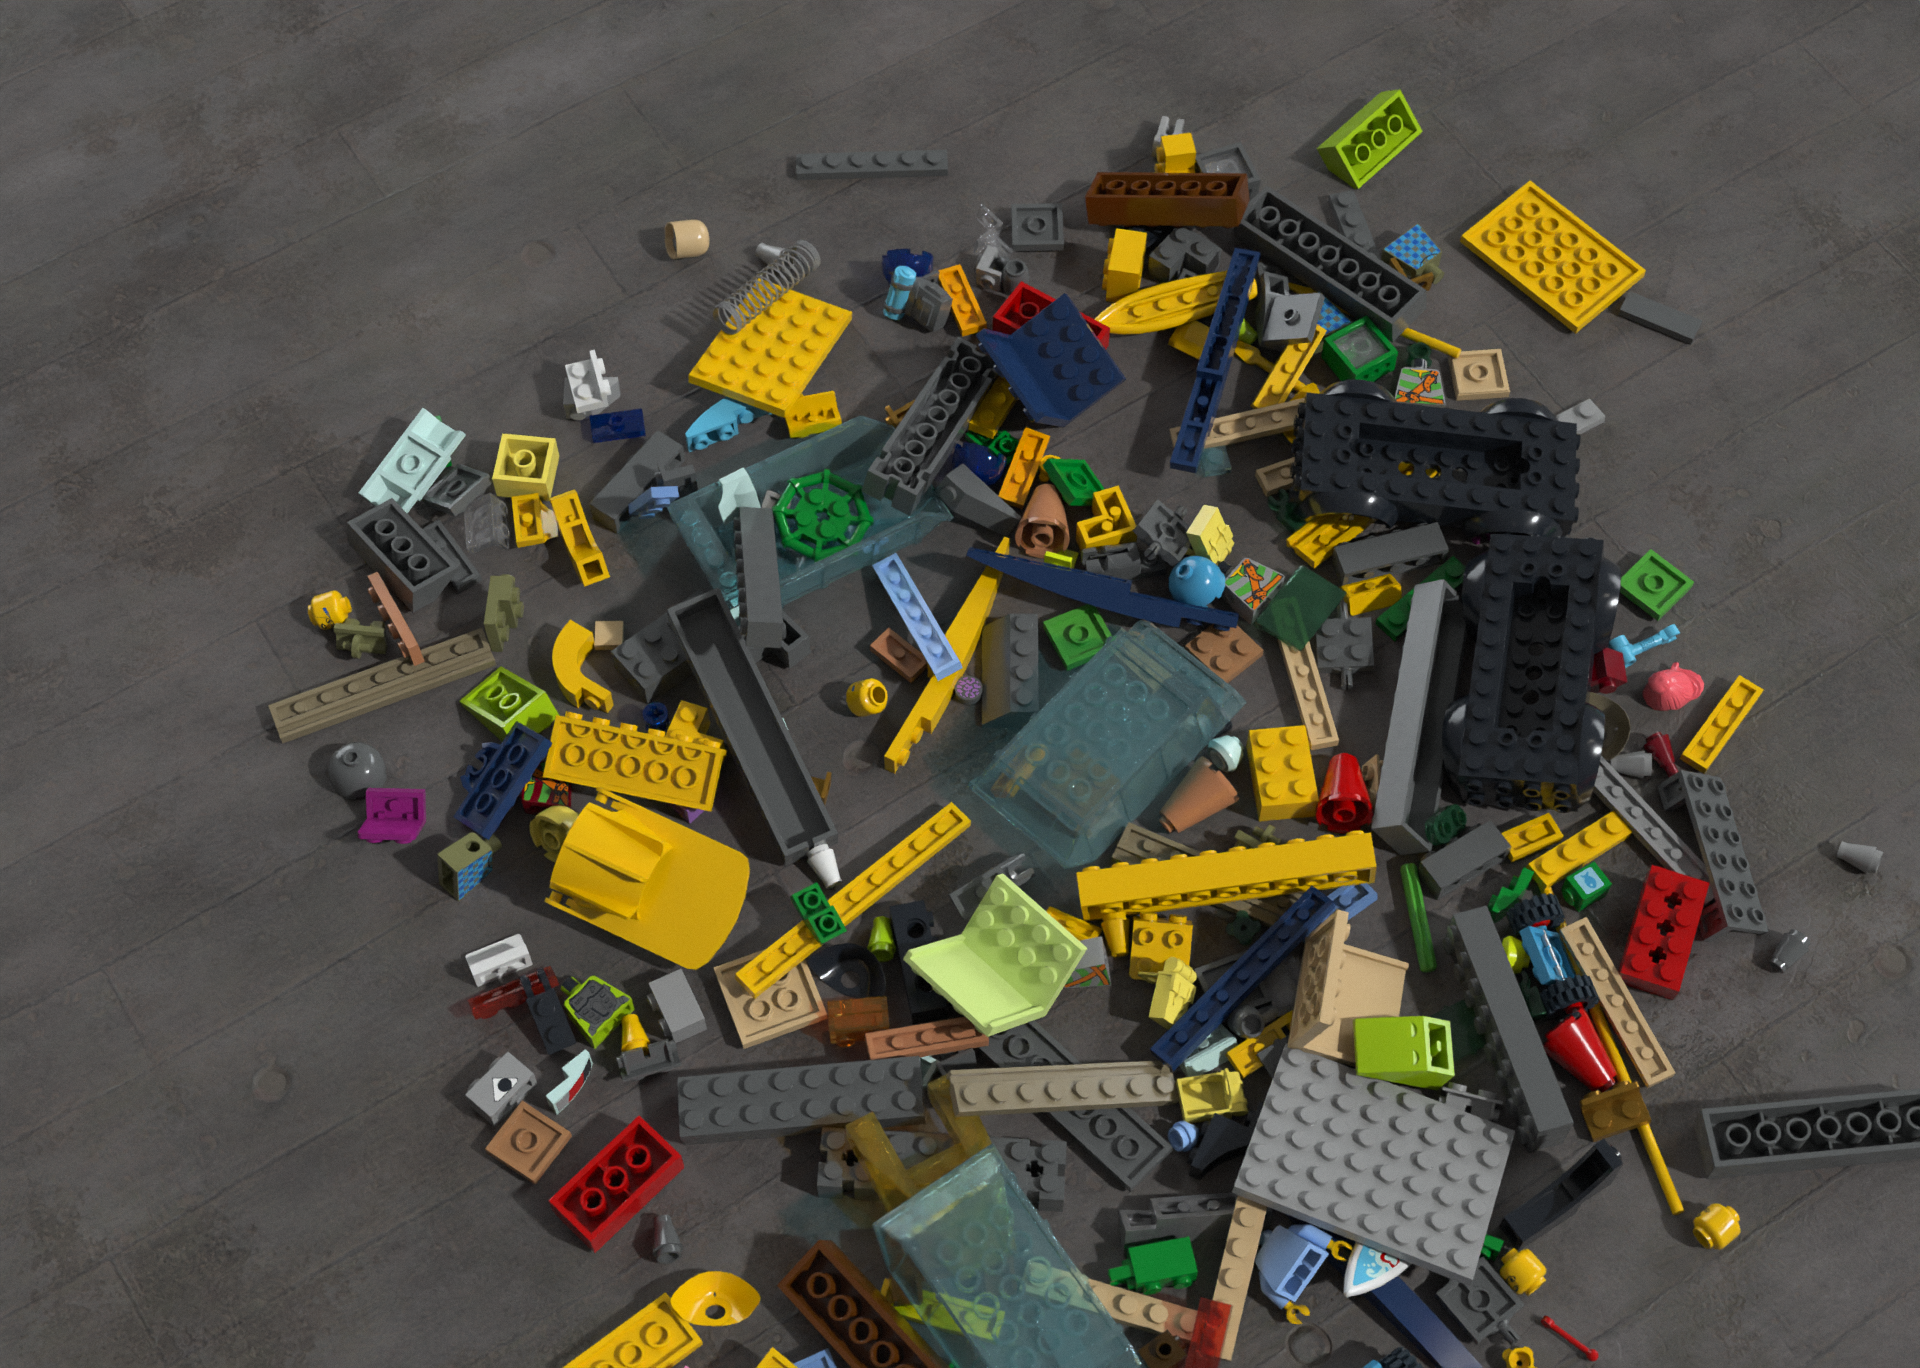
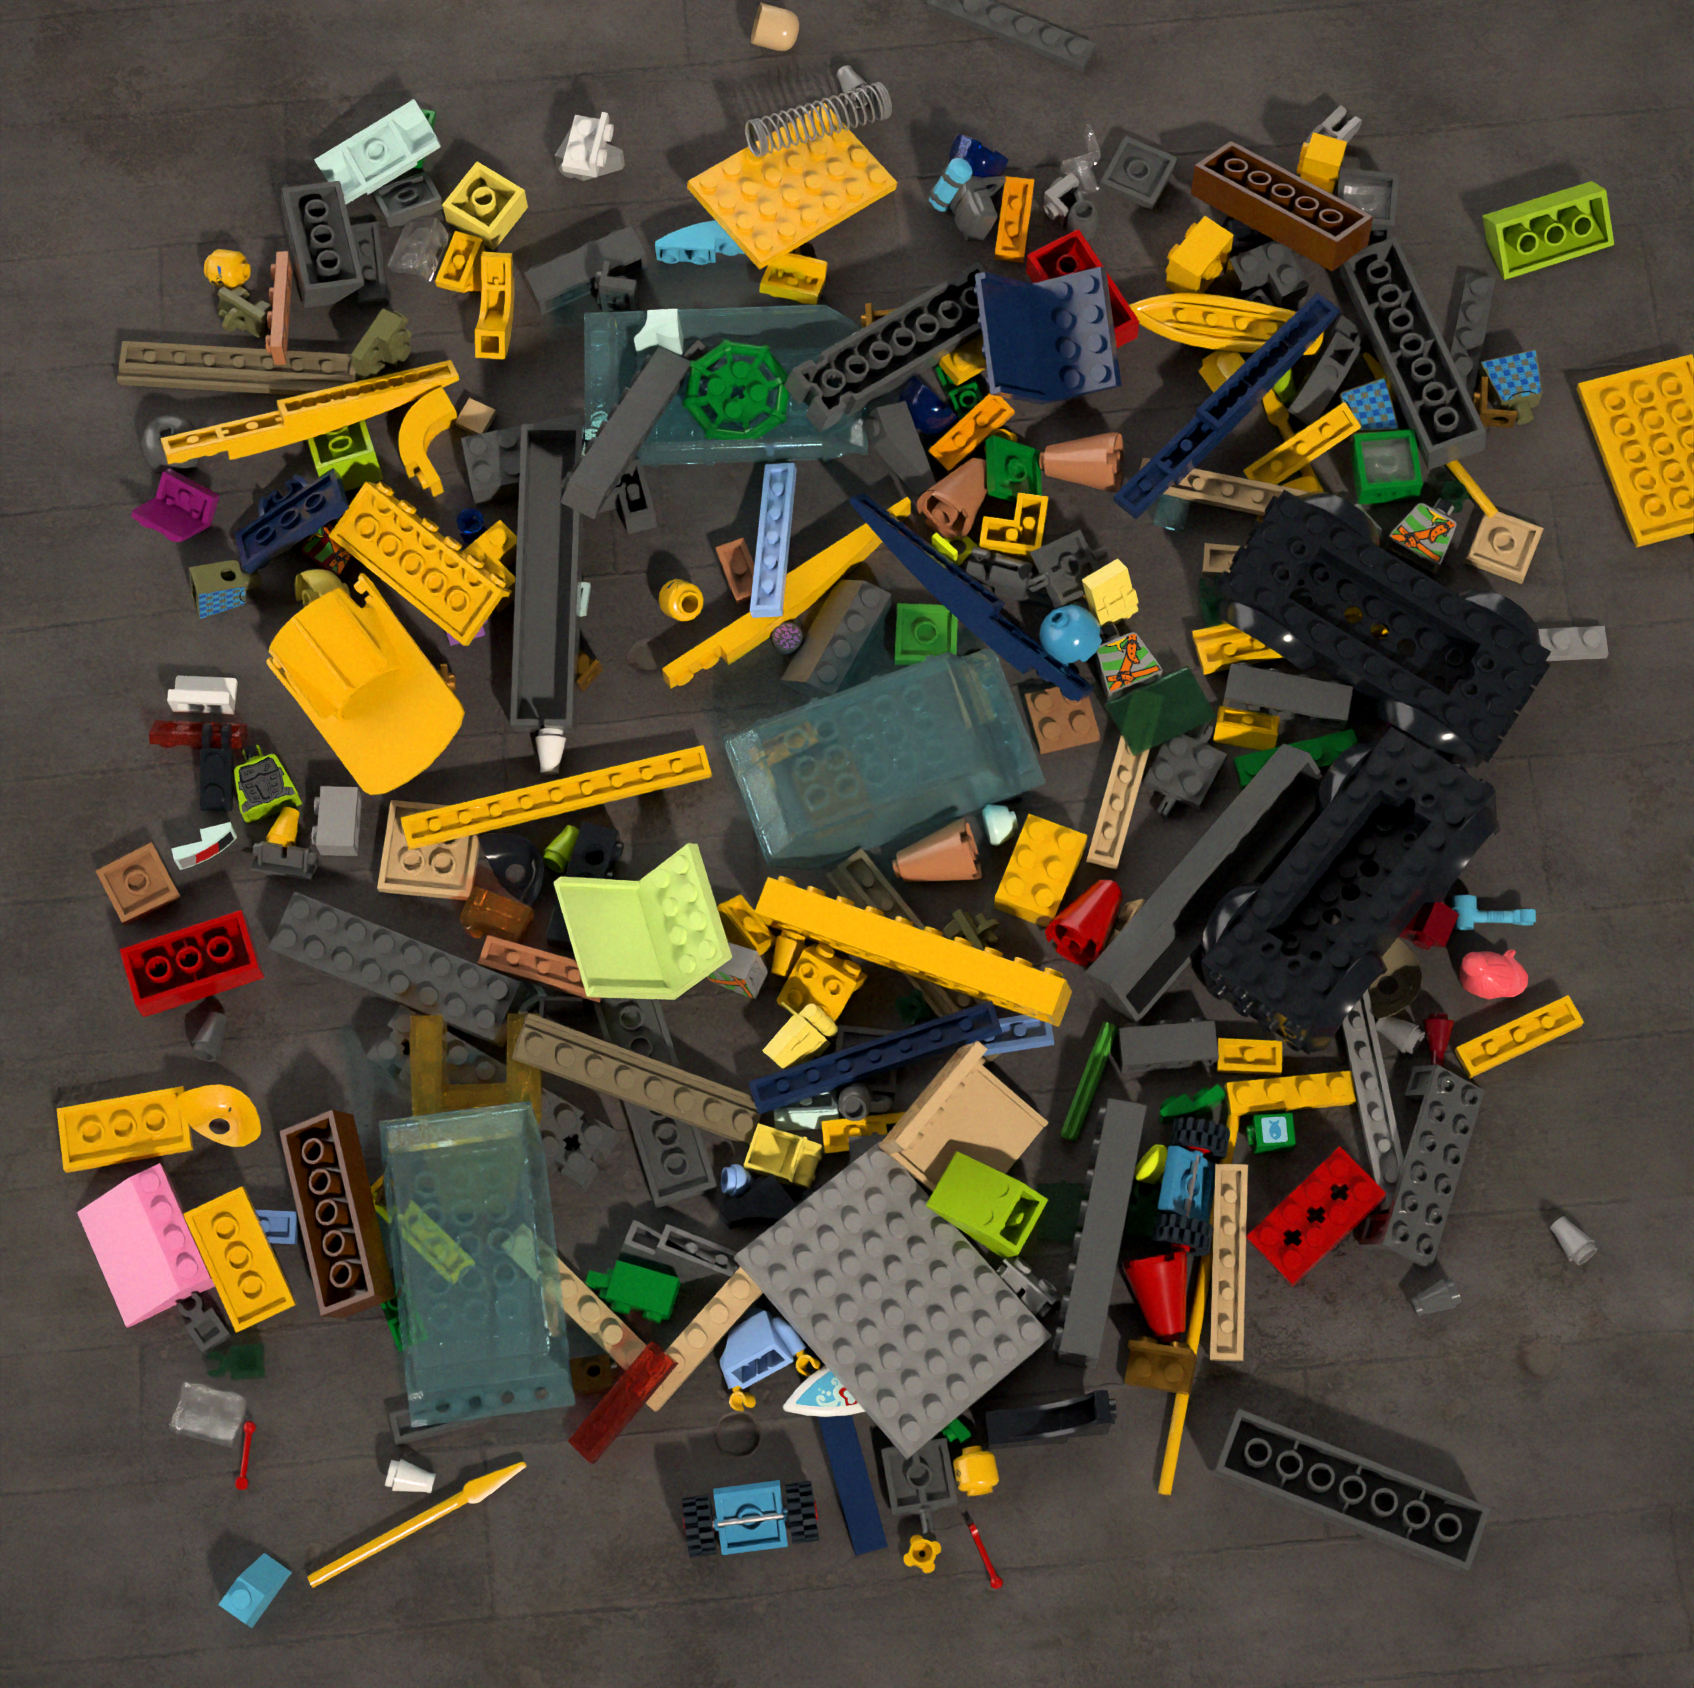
camera: 30 degrees right, 10 degrees up
(467, 691) = (310, 414): none -> yellow slope
(500, 1088) = (139, 821): light grey brick -> none
(617, 425) = (601, 200): clear blue plate -> none
(653, 501) = (576, 303): medium blue plate -> none
(818, 914) = (509, 796): green slope -> none
(969, 896) = (661, 847): dark grey plate -> none
(1128, 450) = (1087, 461): none -> nougat cone
(1293, 319) = (1330, 399): plate -> none
(1445, 824) = (1175, 1001): clear green plate -> none
(1654, 585) = (1543, 858): bright green plate -> none
(1716, 1226) = (1189, 1525): yellow head -> none

